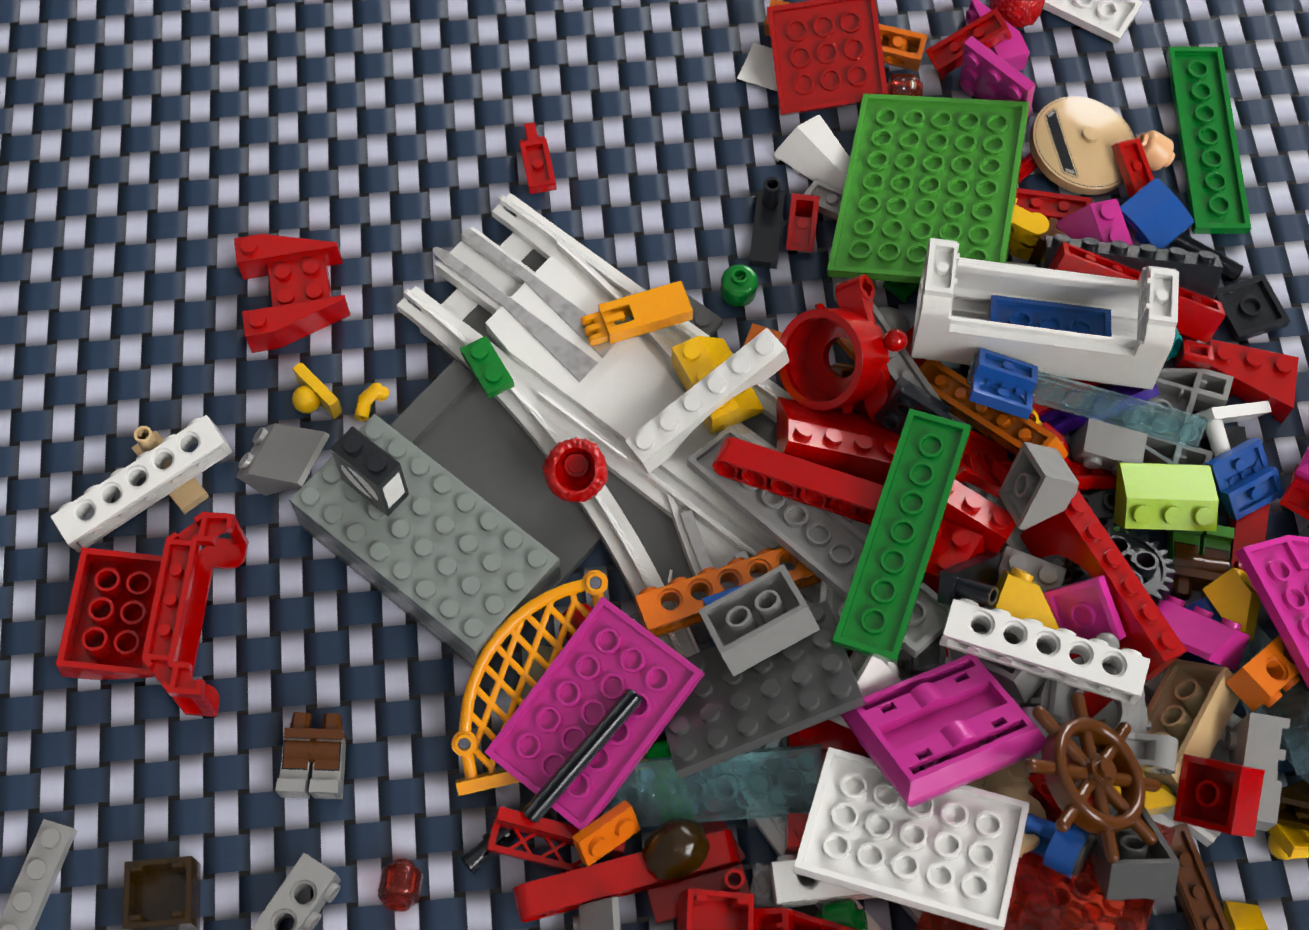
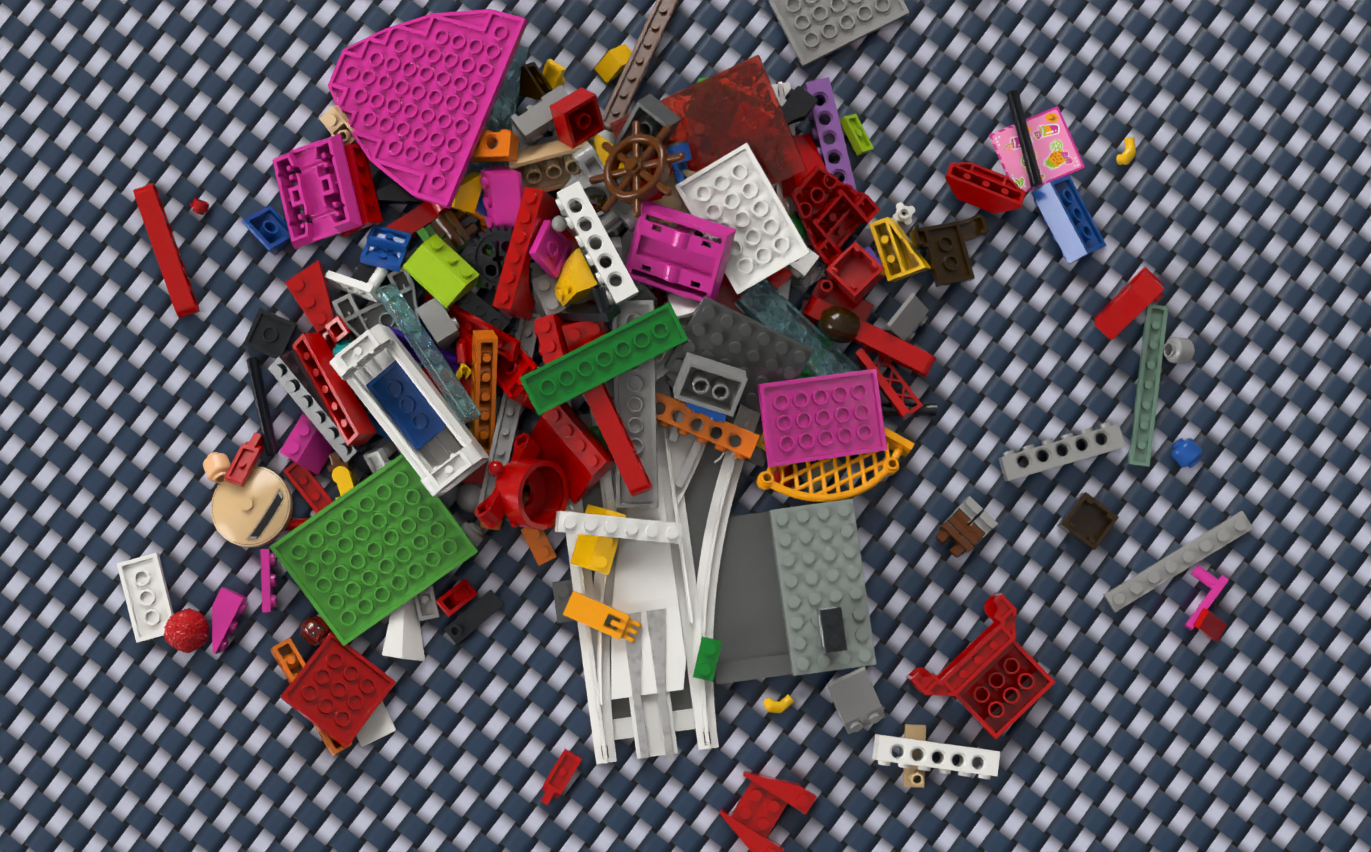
camera: 135 degrees left, 20 degrees up
(313, 393) = (807, 733): yellow tile -> none
(400, 885) = (974, 427): clear red head -> none
(575, 470) = (718, 552): red hair -> none
(582, 755) = (846, 400): black axle -> none
(606, 833) = (864, 359): orange plate -> none
(739, 285) = (529, 585): green head -> none
(908, 396) = (519, 426): black bracket -> none
(948, 53) = (250, 625): red container -> none
(1003, 383) = (469, 392): blue slope -> none
(1037, 485) = (513, 322): light grey slope -> none
(1156, 215) = (264, 426): blue slope -> none
(1208, 141) = (177, 448): green plate -> none

